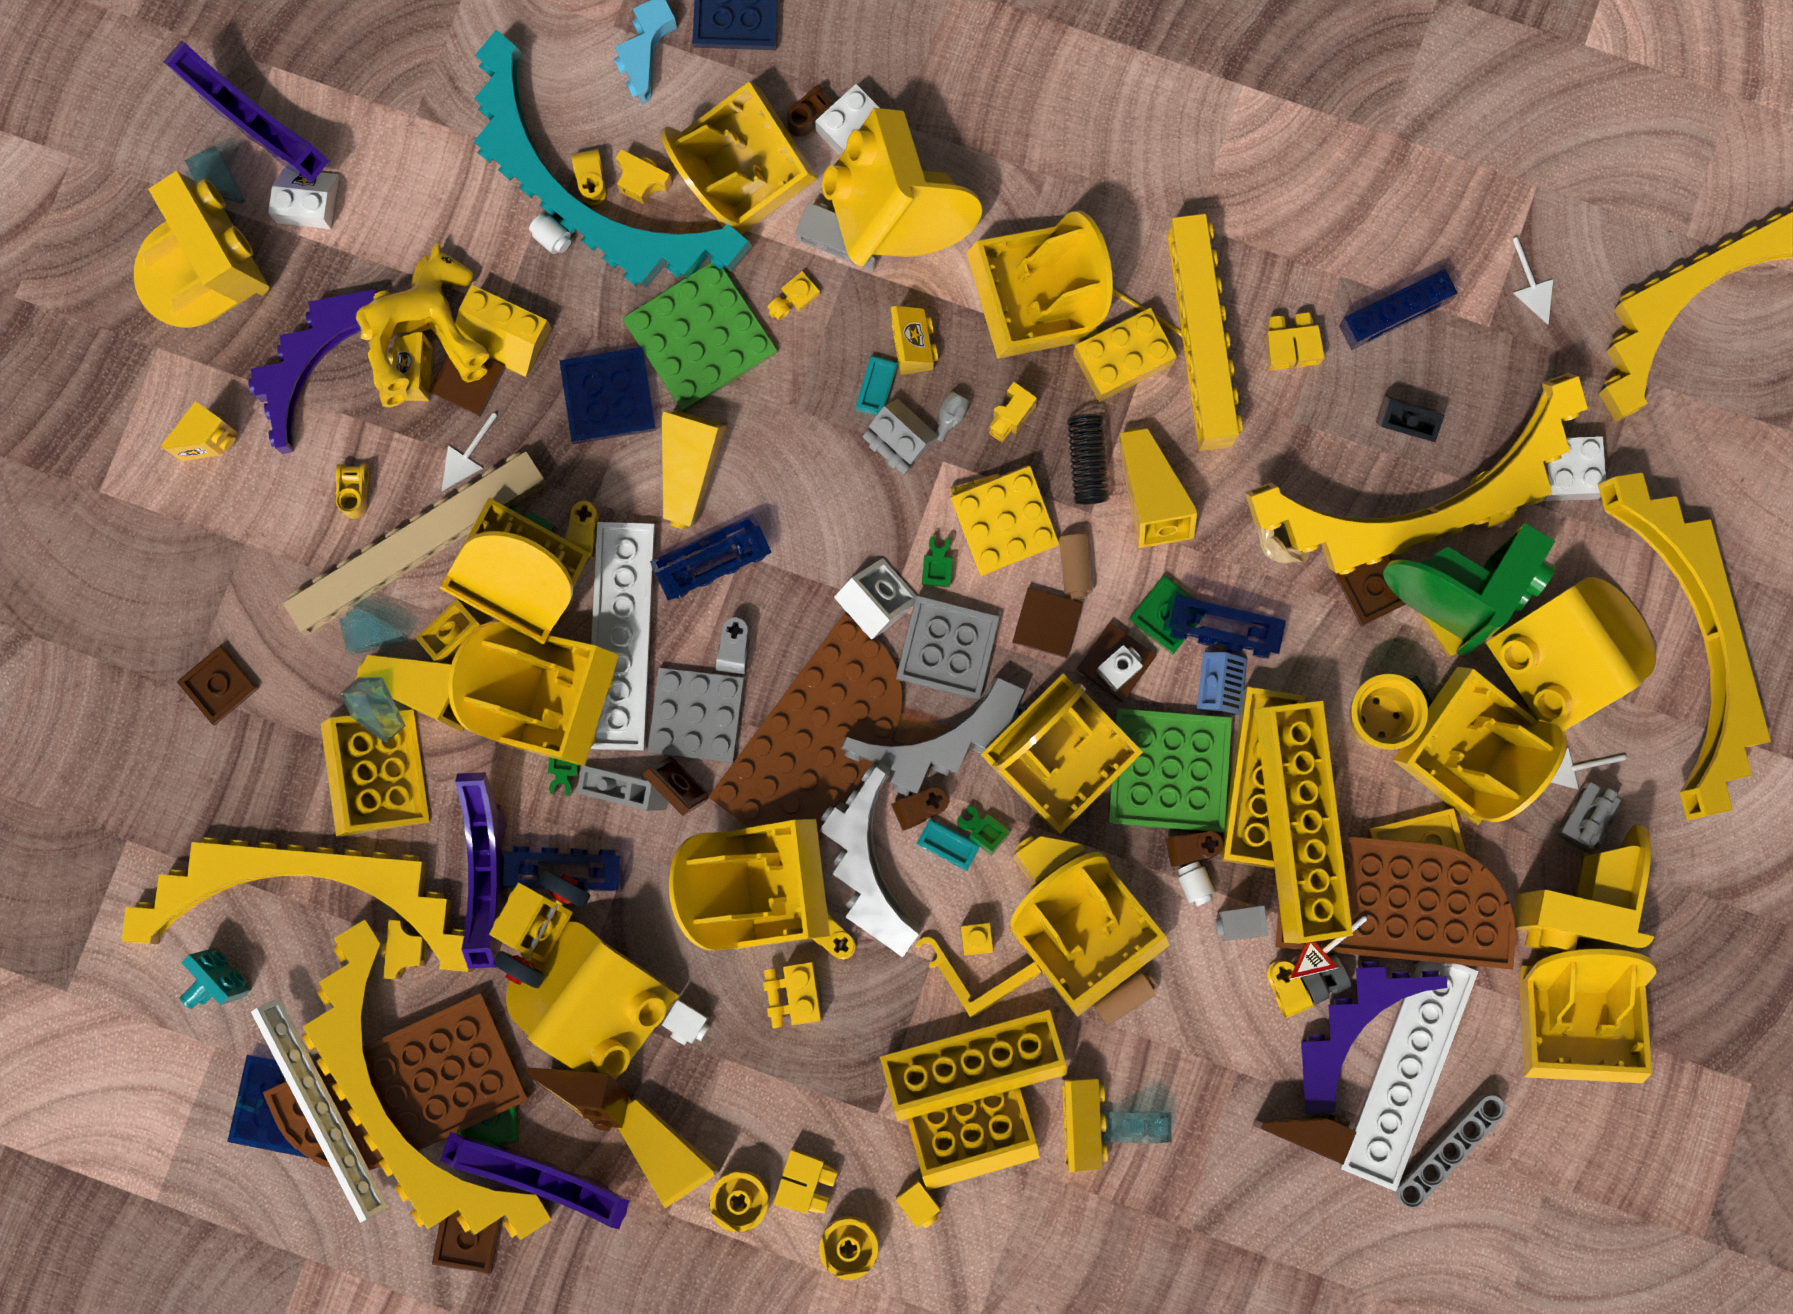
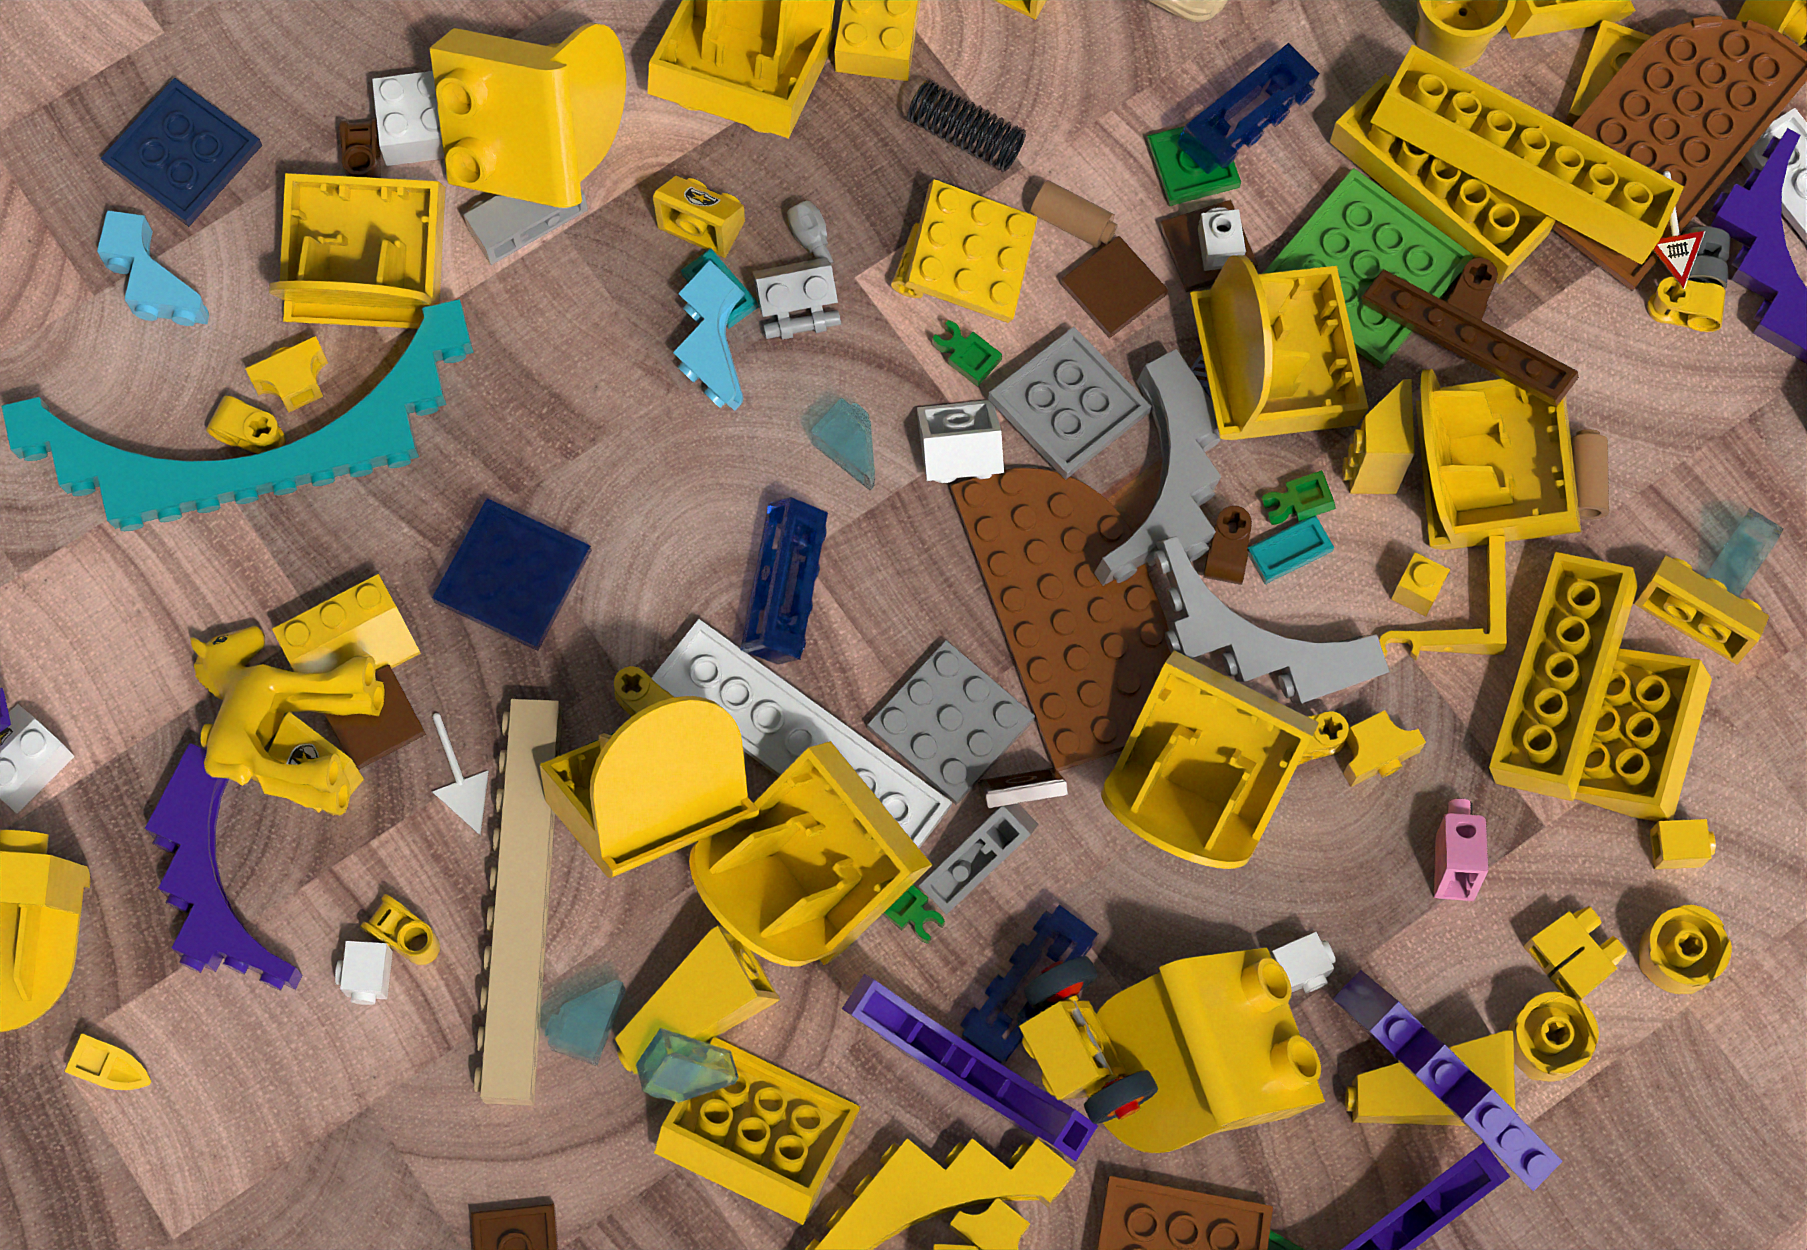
camera: 60 degrees left, 10 degrees down
(165, 381) = (105, 1065): none -> yellow plate
(199, 435) = (205, 1059): yellow slope -> none
(313, 485) = (364, 971): none -> white brick
(447, 632) = (655, 930): yellow slope -> none
(550, 234) = (278, 513): white brick -> none
(589, 1094) = (1316, 1124): reddish brown slope -> none
(657, 1147) = (1448, 1079): none -> dark purple arch
(688, 460) = (658, 533): yellow slope -> none
(699, 336) = (519, 433): bright green plate -> none
(732, 652) = (908, 630): light grey piece -> none
(798, 292) = (553, 299): yellow plate -> none
(801, 994) = (1355, 813): yellow brick -> none
(810, 1079) = (1460, 853): none -> bright pink torso
(825, 409) = (706, 350): none -> medium azure arch
(829, 533) = (847, 440): none -> clear light blue slope
(853, 982) = (1379, 748): none -> yellow brick
(1014, 415) = (858, 152): yellow hips -> none
(1154, 866) = (1470, 338): none -> reddish brown tile
(1156, 497) = (1056, 83): yellow slope -> none
(1196, 884) = (1513, 319): white brick -> none
(1221, 682) = (1305, 156): medium blue panel -> none
(1241, 923) = (1594, 292): light grey slope -> none

